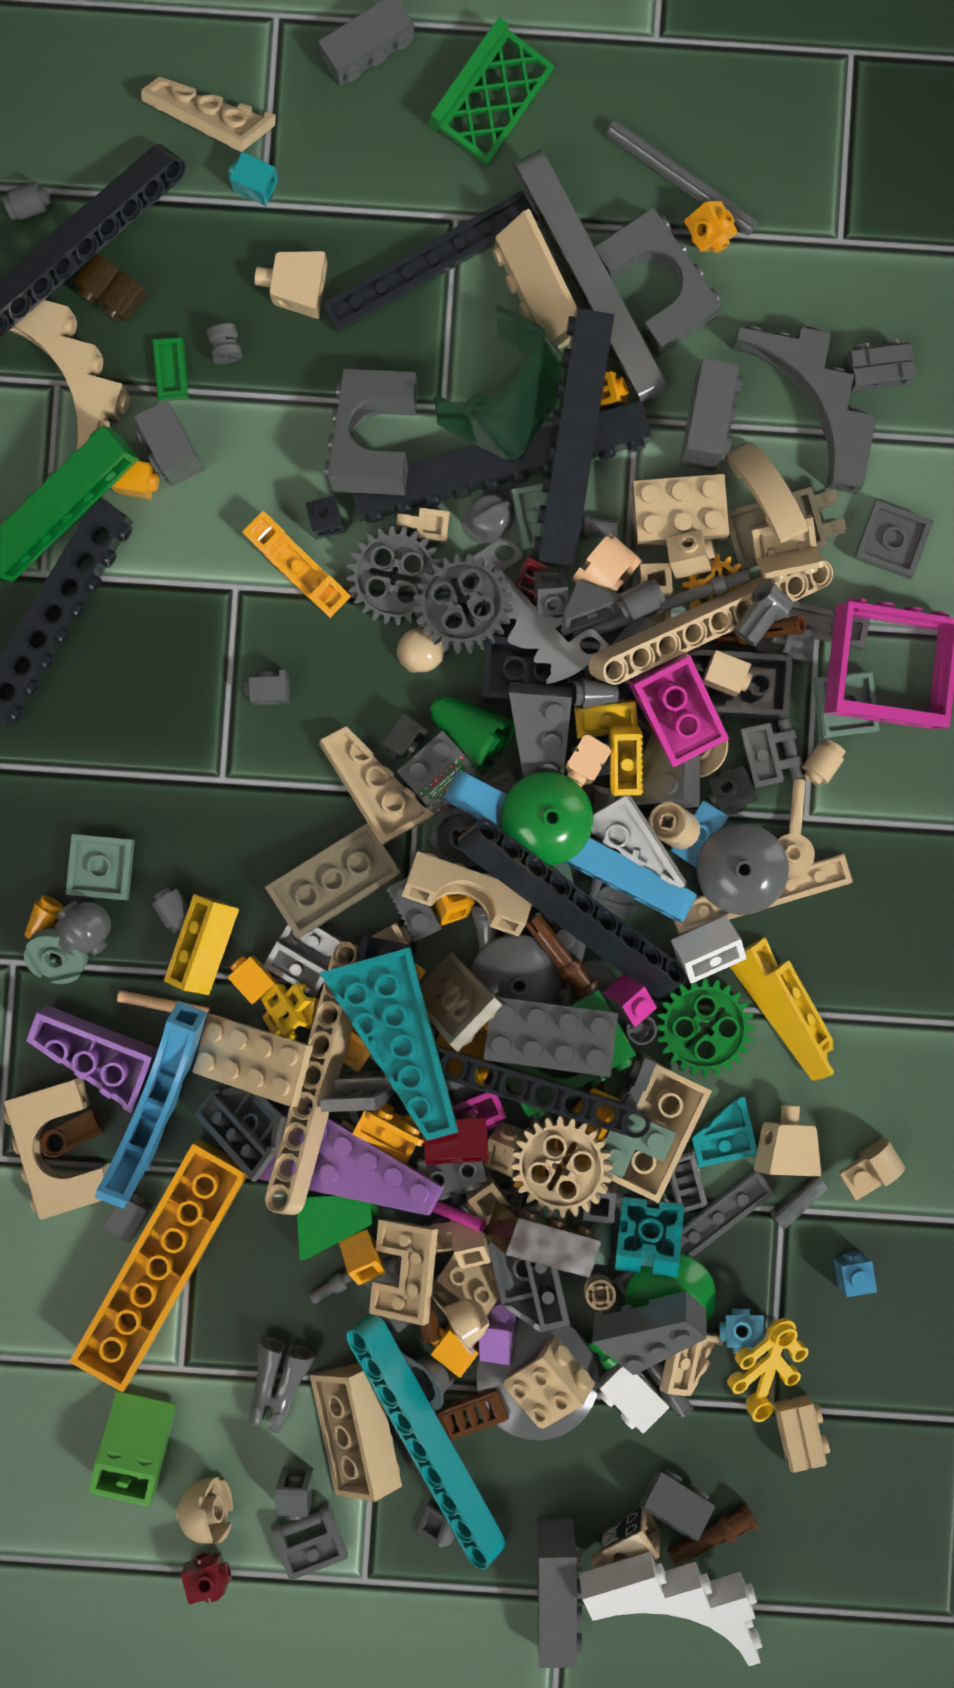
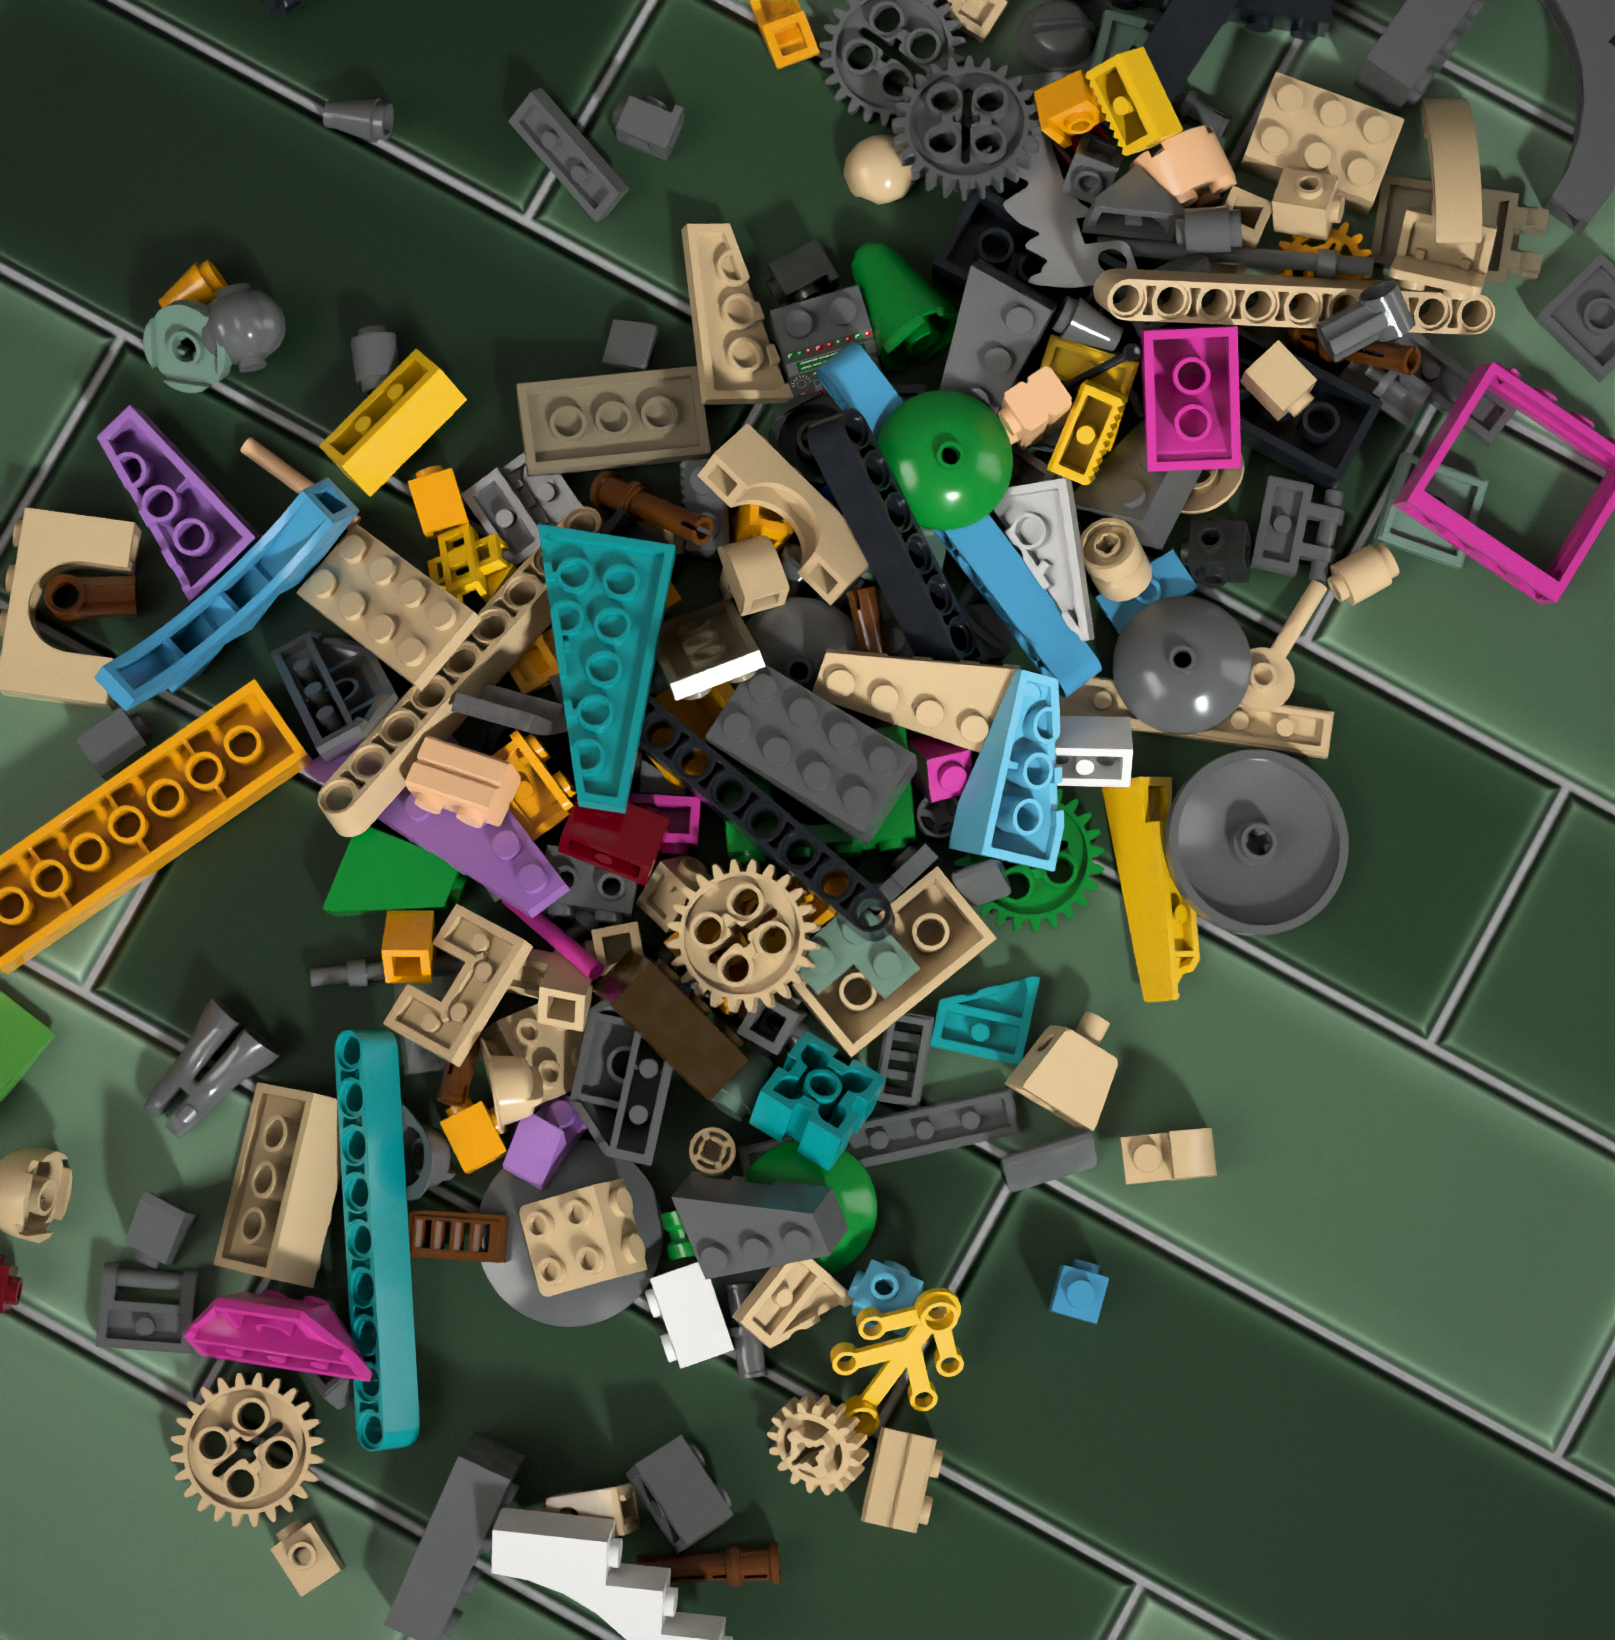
camera: 25 degrees right, 5 degrees down
(93, 765) = (360, 117): none -> dark grey cone
(100, 867) = (304, 258): sand green plate -> none
(229, 729) = (568, 154): none -> dark grey plate
(321, 828) = (630, 345): none -> dark grey slope
(348, 1152) = (462, 782): none -> light nougat brick
(371, 925) = (636, 498): none -> reddish brown pin
(399, 1524) = (278, 1334): none -> dark pink wedge
(433, 1609) = (272, 1483): none -> tan gear
(463, 939) = (753, 575): none -> tan brick
(474, 1644) = (306, 1556): none -> tan brick
(521, 561) = (1068, 108): none -> light orange brick
(560, 542) = (1134, 101): none -> yellow brick
(611, 966) = (918, 693): none -> tan wing
(629, 698) = (1131, 352): none -> black hinge
(681, 1002) = (1012, 790): none -> medium azure wedge
(686, 1058) = (982, 882): none -> dark grey slope
(744, 1438) = (818, 1443): none -> tan gear
(836, 957) = (1256, 842): none -> dark grey dish

